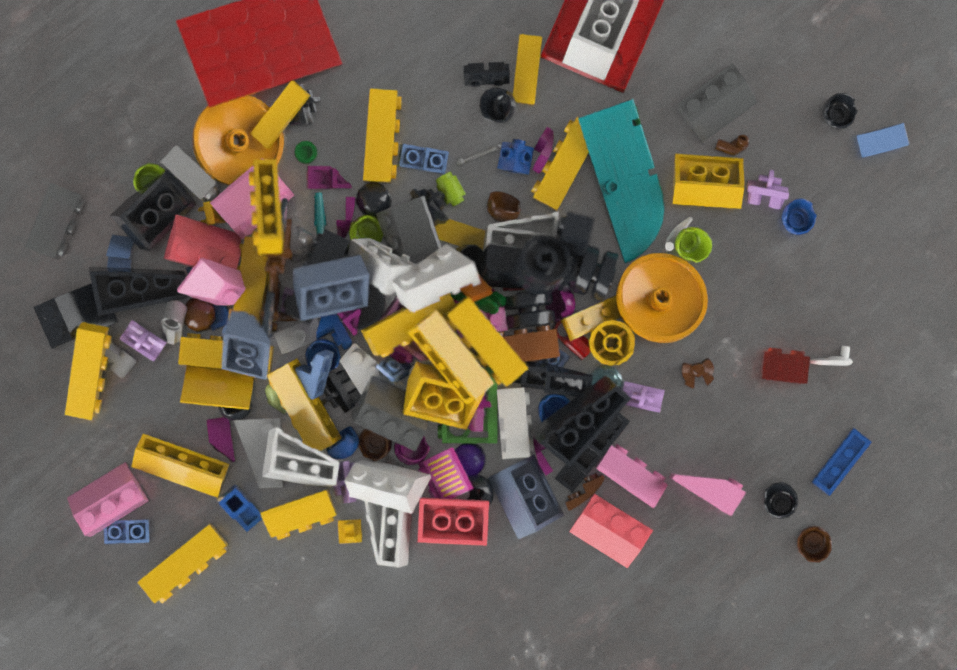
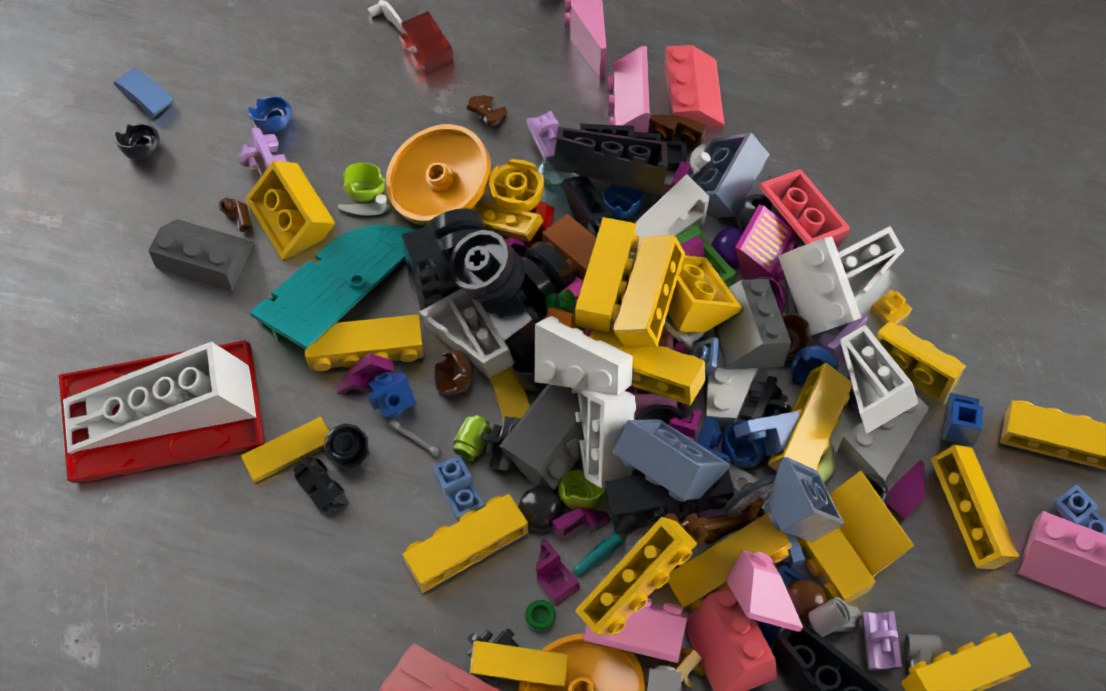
camera: 125 degrees left, 25 degrees down
(551, 487) = (699, 158): none -> white bar

